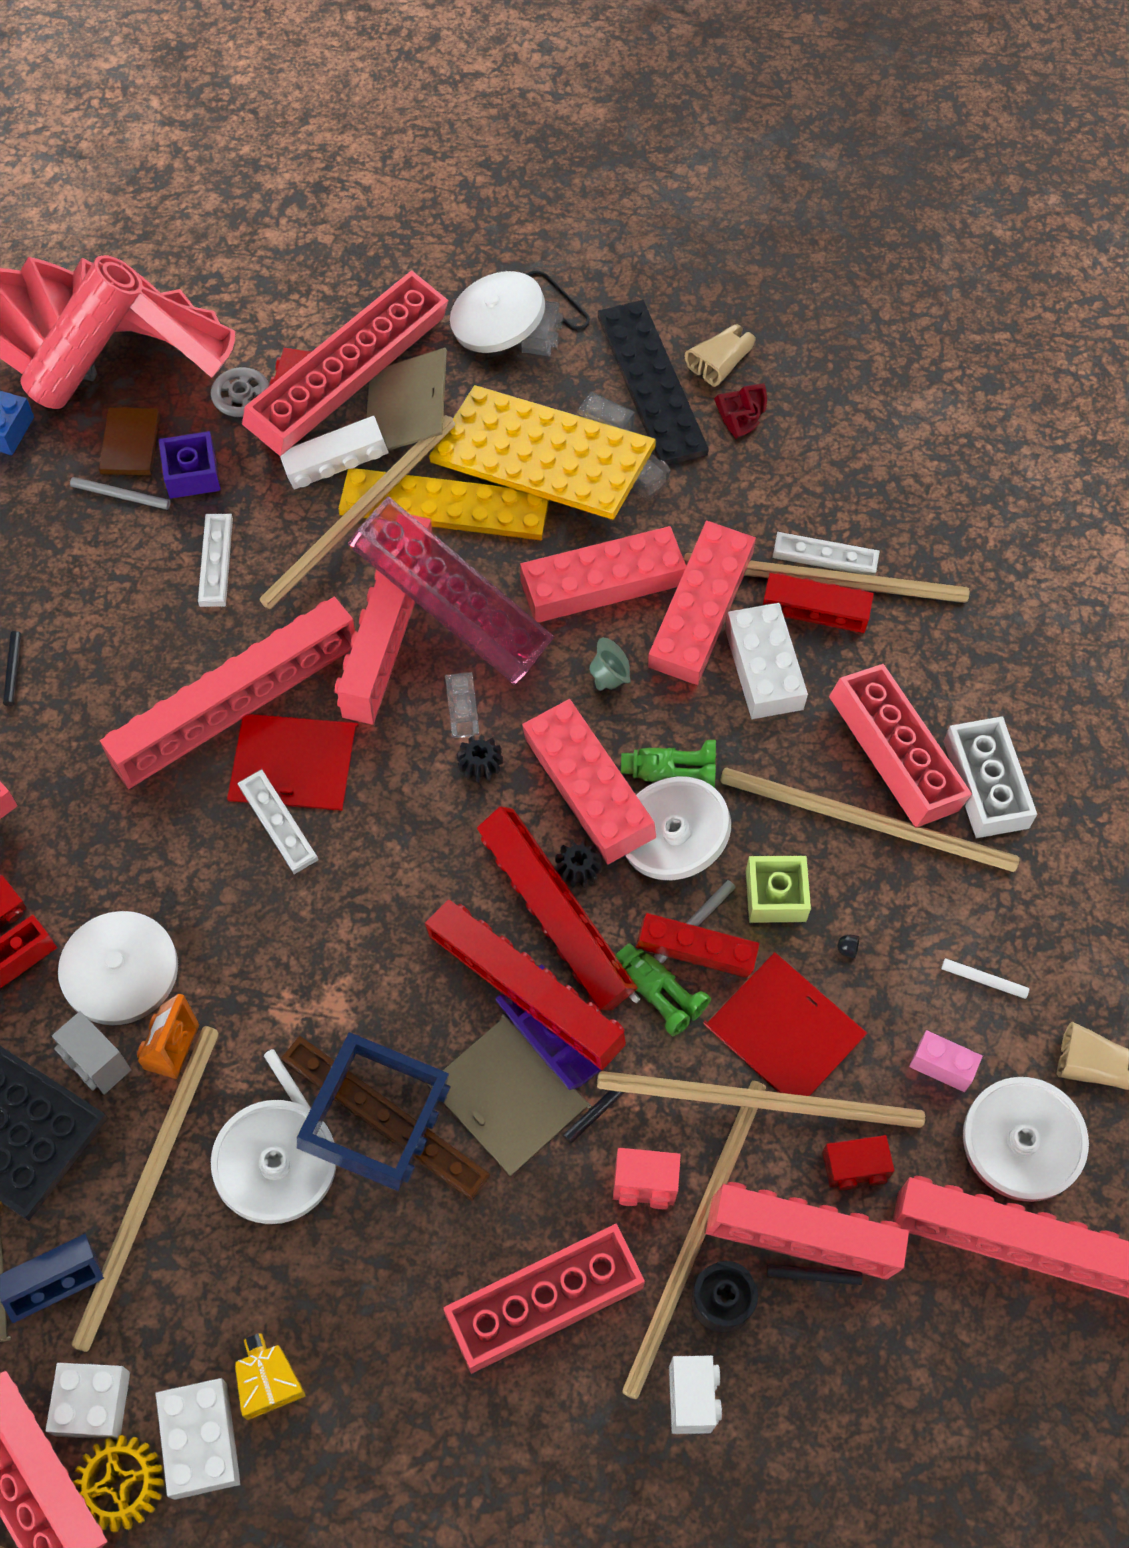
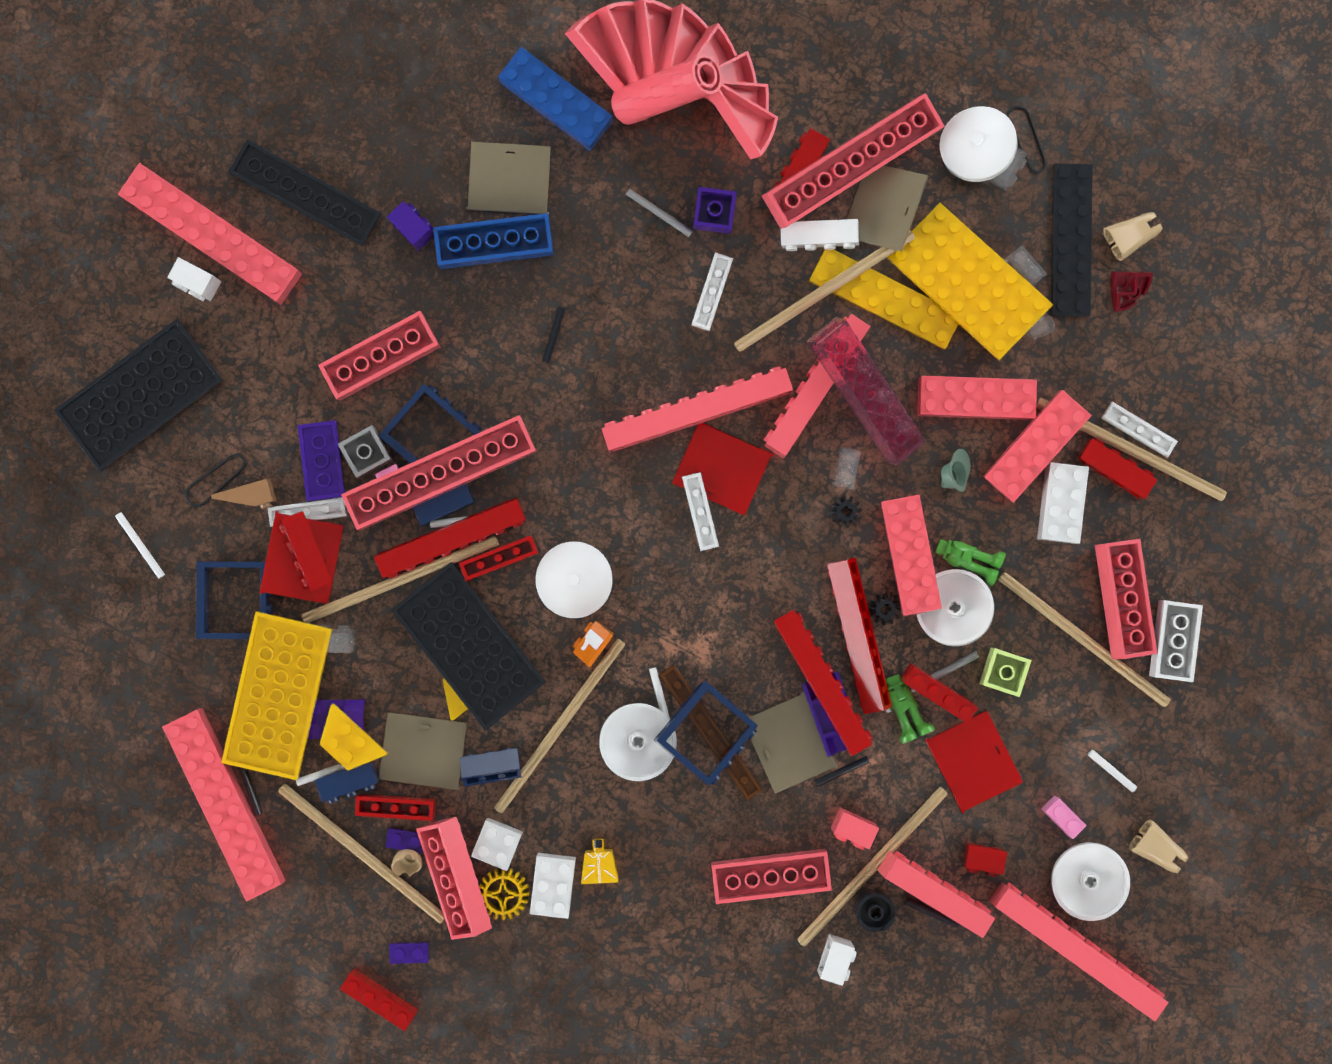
camera: 15 degrees right, 25 degrees up
(90, 1054) = (545, 638): light grey brick -> none
(129, 441) = (676, 168): reddish brown tile -> none
(239, 390) = (783, 154): light grey plate -> none
(760, 1099) = (940, 803): tan axle -> none
(848, 945) = (1035, 721): black hinge -> none

